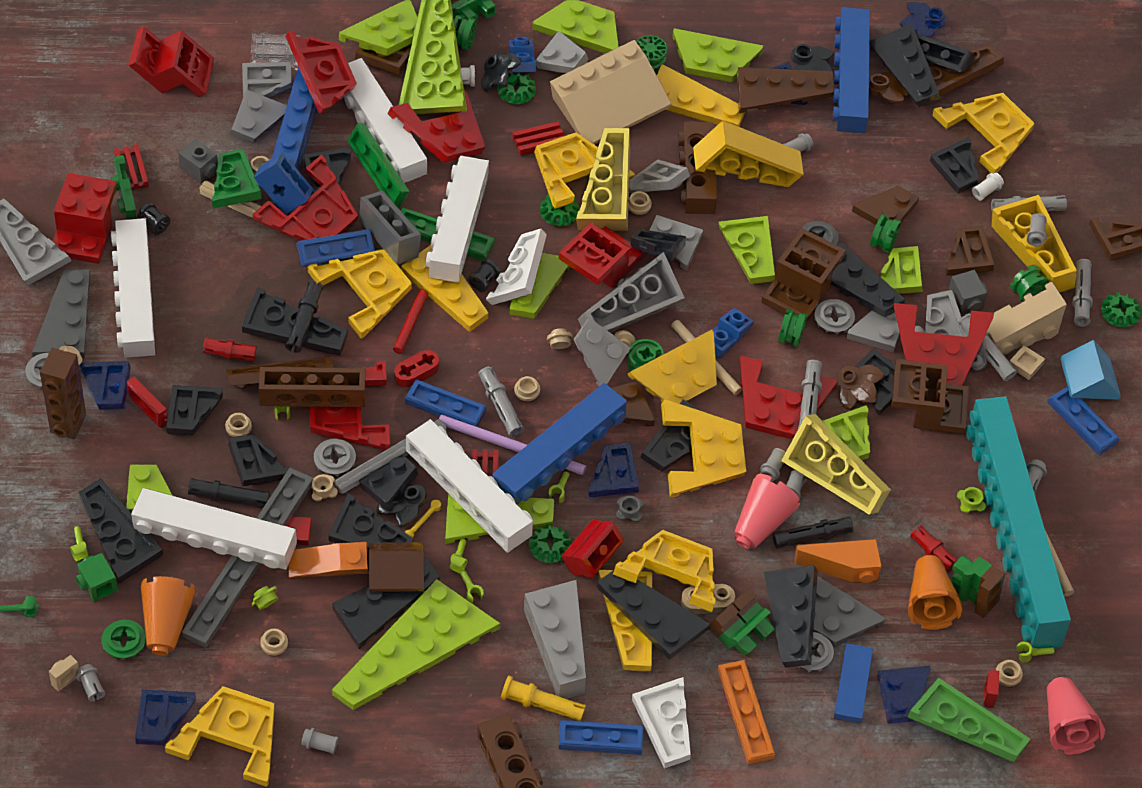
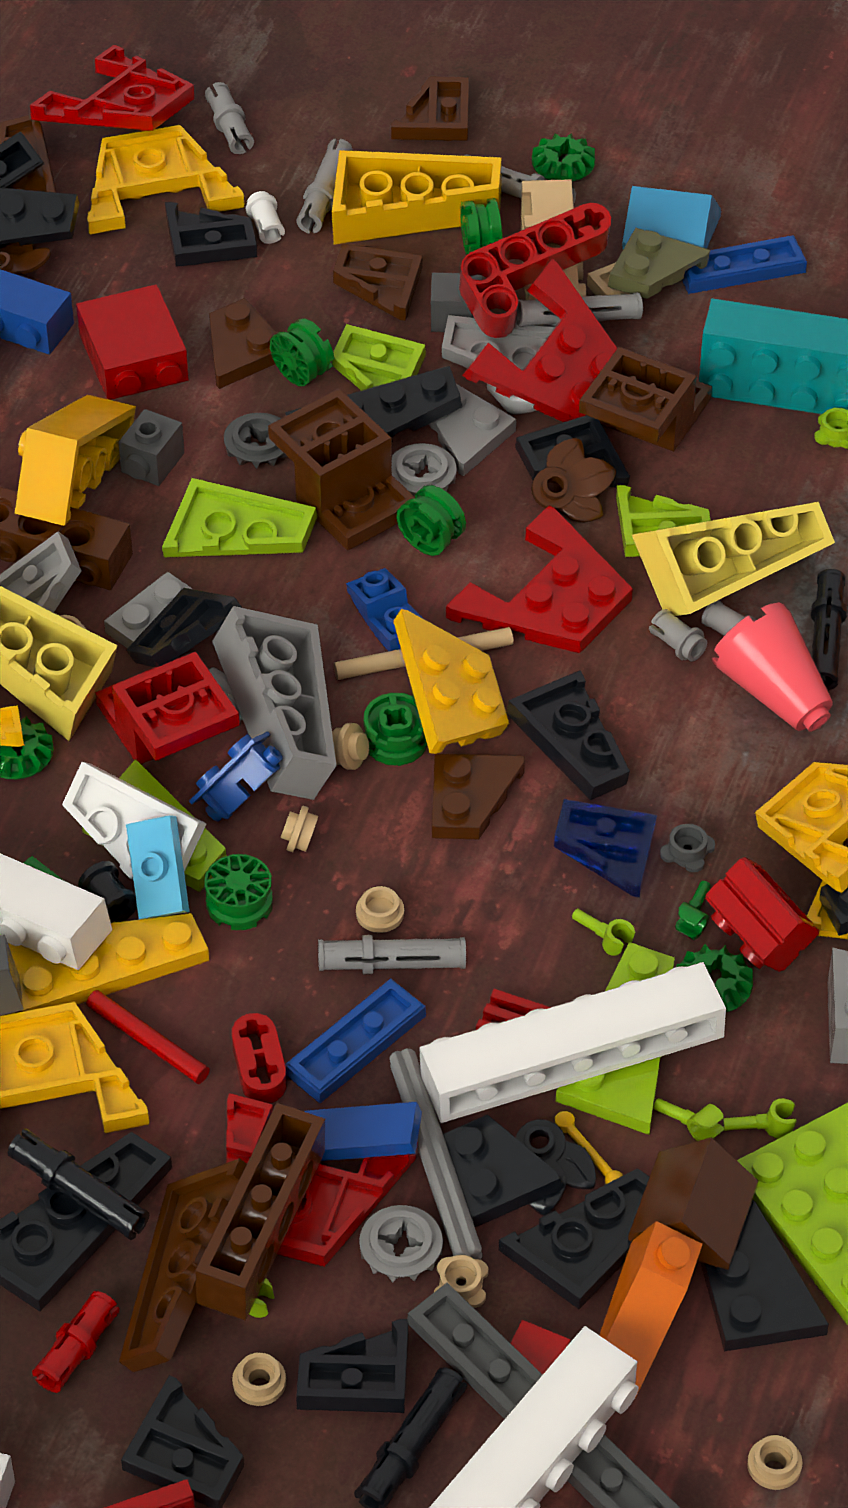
camera: 65 degrees left, 5 degrees down
(265, 597) = (676, 1445): lime plate -> none
(382, 413) = (370, 1130): none -> blue tile
(498, 440) = (549, 914): lavender bar -> none
(499, 285) = (157, 867): none -> medium azure plate
(510, 328) = (238, 891): none -> green wheel
(561, 443) = (540, 881): blue brick -> none
(573, 298) = (248, 762): none -> blue hinge
(582, 522) = (692, 919): none -> green hand
(601, 350) = (367, 772): light grey wing -> none
(715, 448) = (622, 695): yellow wing -> none
(783, 193) = (151, 447): none -> dark grey brick
(802, 143) = (58, 393): light grey pin -> none
(811, 387) = (562, 534): light grey pin -> none
(856, 159) = (132, 342): none -> red brick
(1000, 306) = (579, 232): none -> red beam
(1035, 94) = (131, 100): none -> red wing
(1037, 234) = (411, 168): light grey pin -> none
(1046, 372) = (654, 262): none -> olive wing
(1057, 144) = (229, 118): none -> light grey pin

